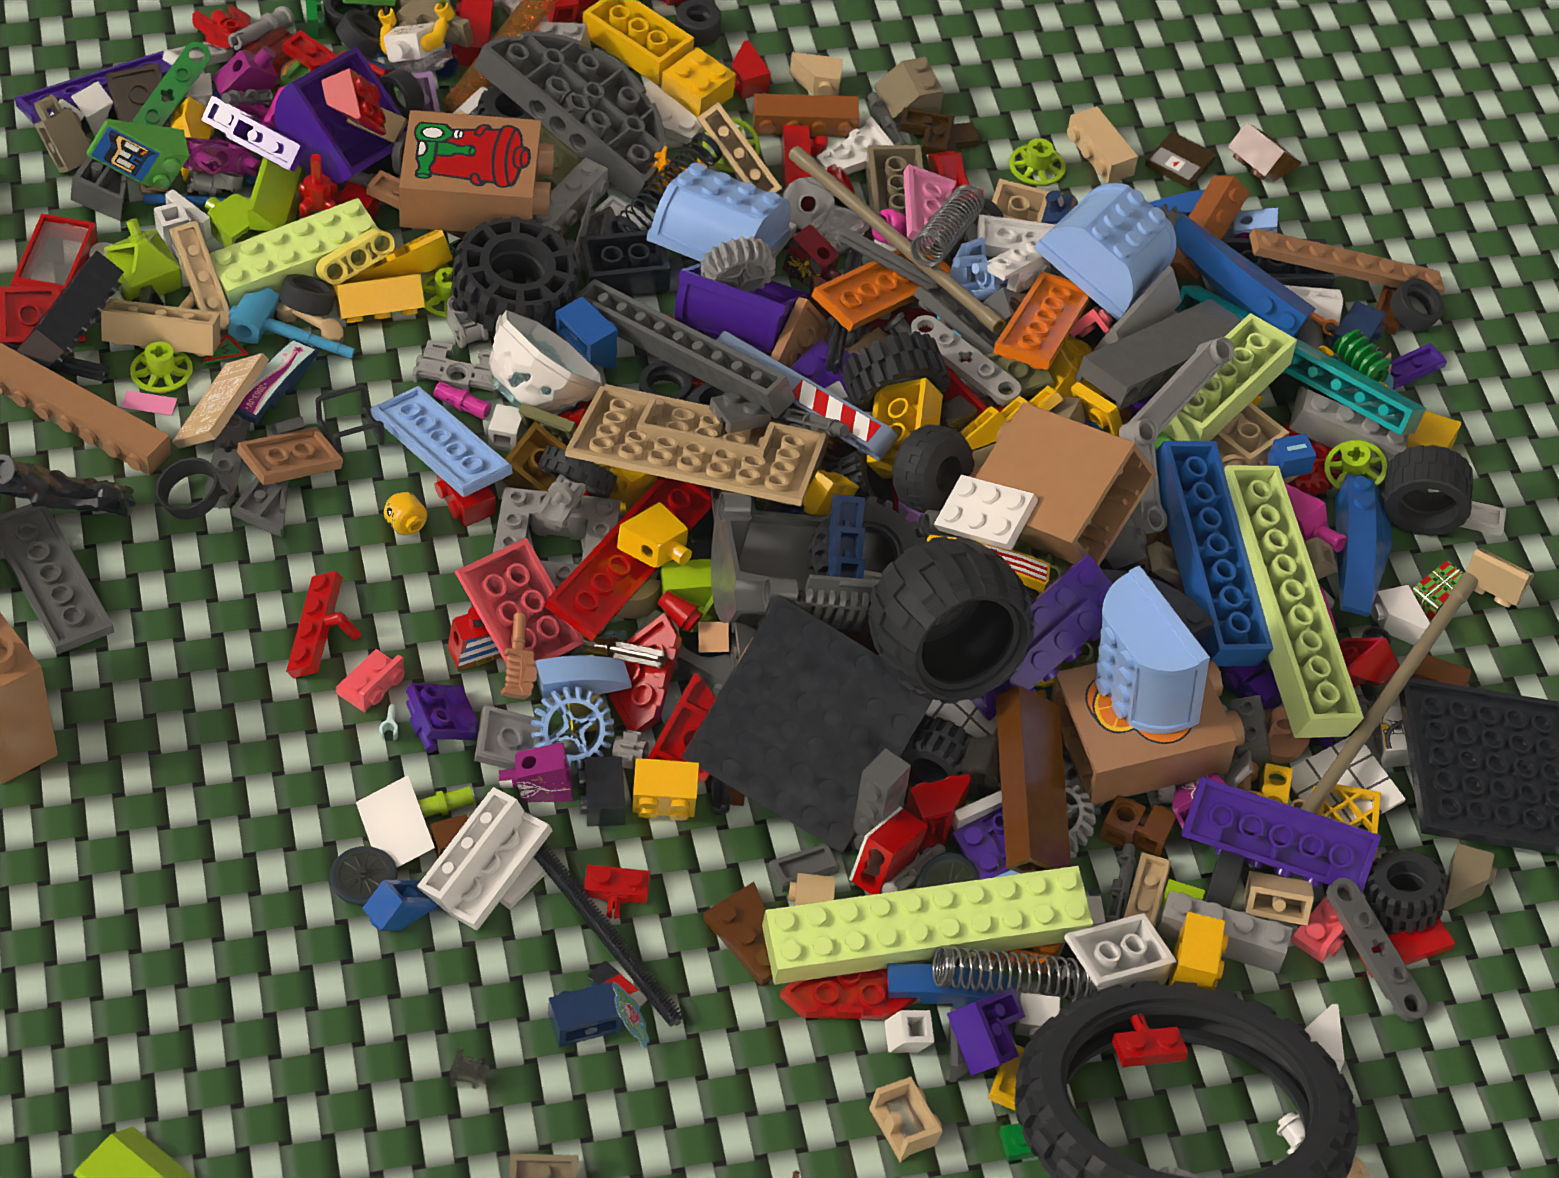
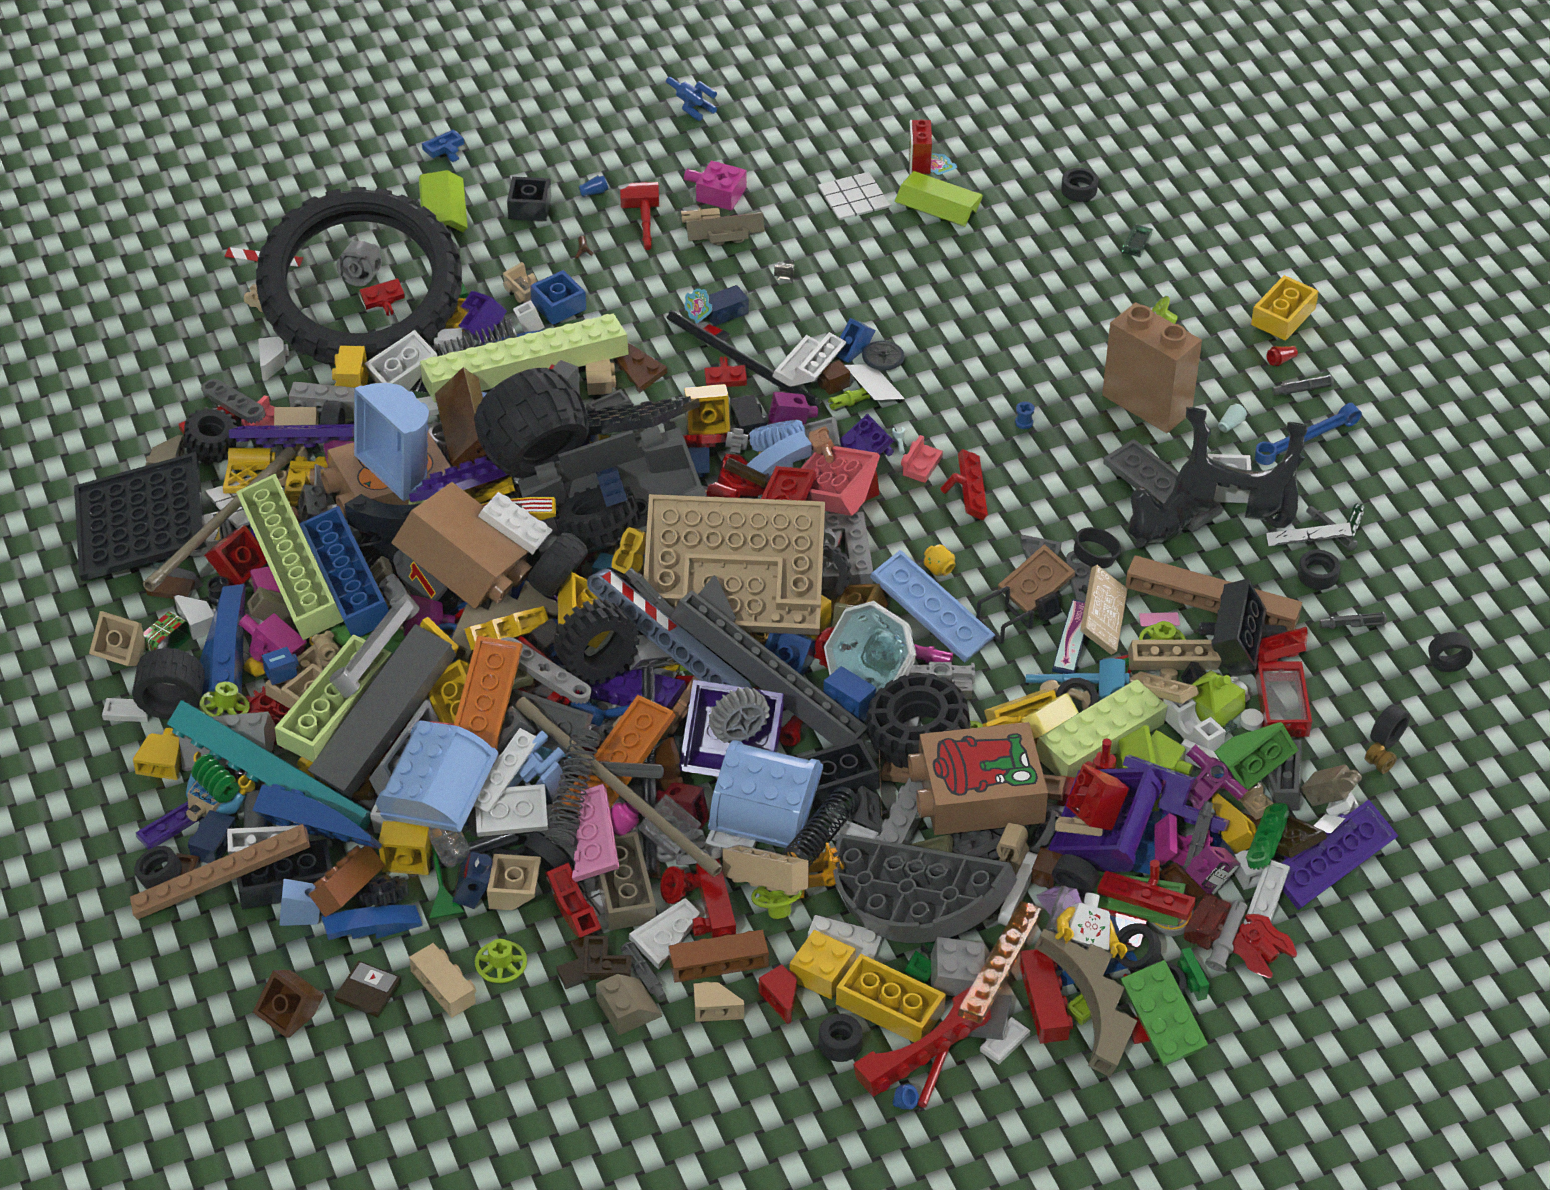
camera: 175 degrees right, 5 degrees down
(190, 724) = (1024, 418): none -> blue bush
(853, 1067) = (558, 297): none -> blue brick
(1322, 322) = (241, 823): orange hand -> none

